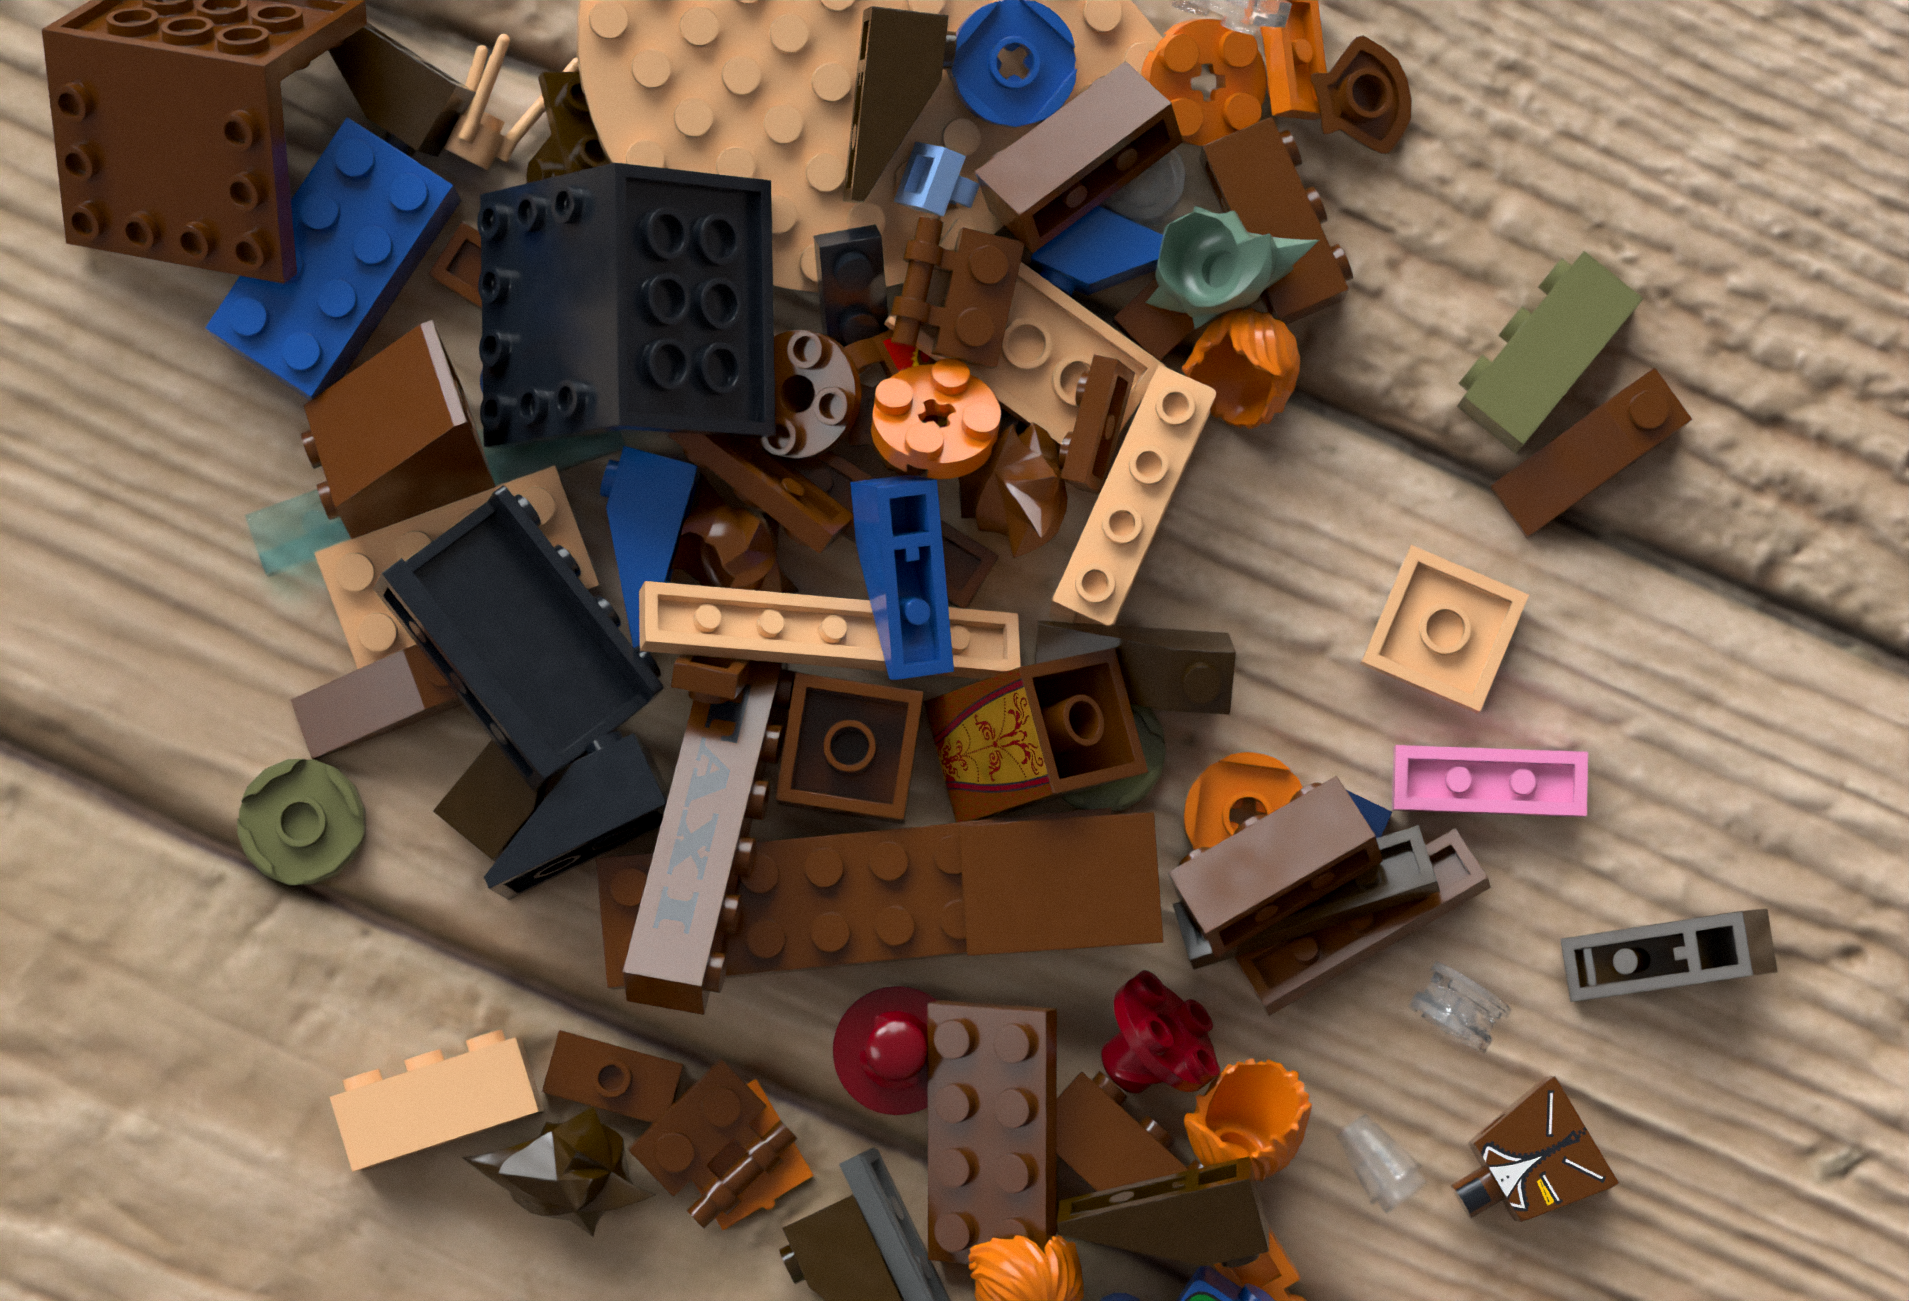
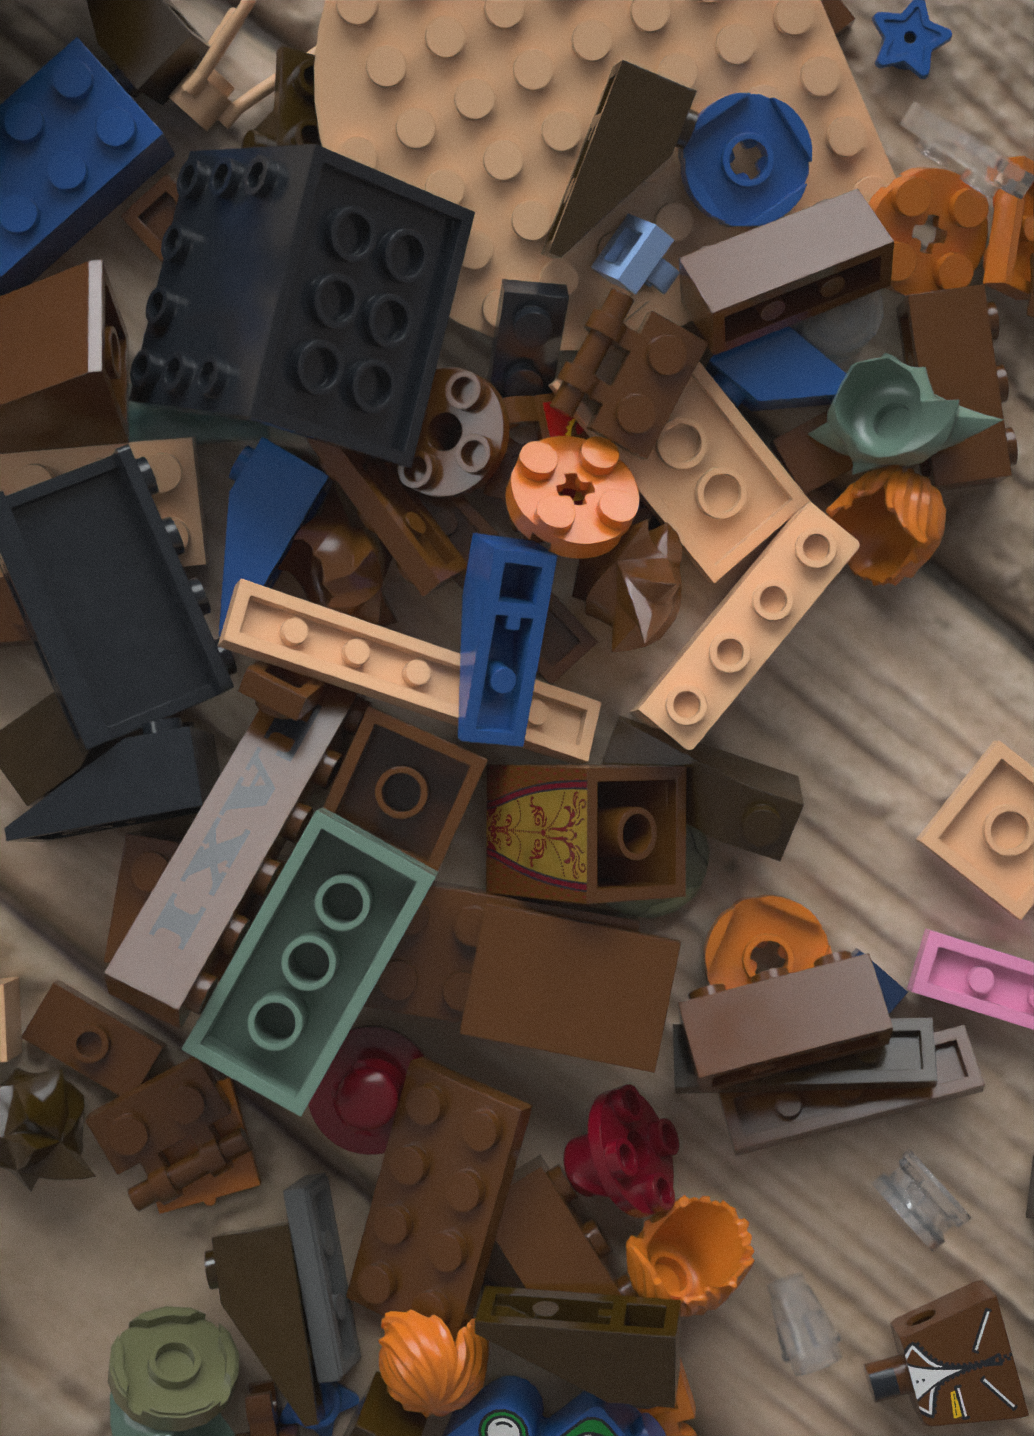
camera: 10 degrees right, 5 degrees up
(809, 918) = (310, 960): none -> sand green brick
(1101, 402) = (740, 520): reddish brown plate -> none

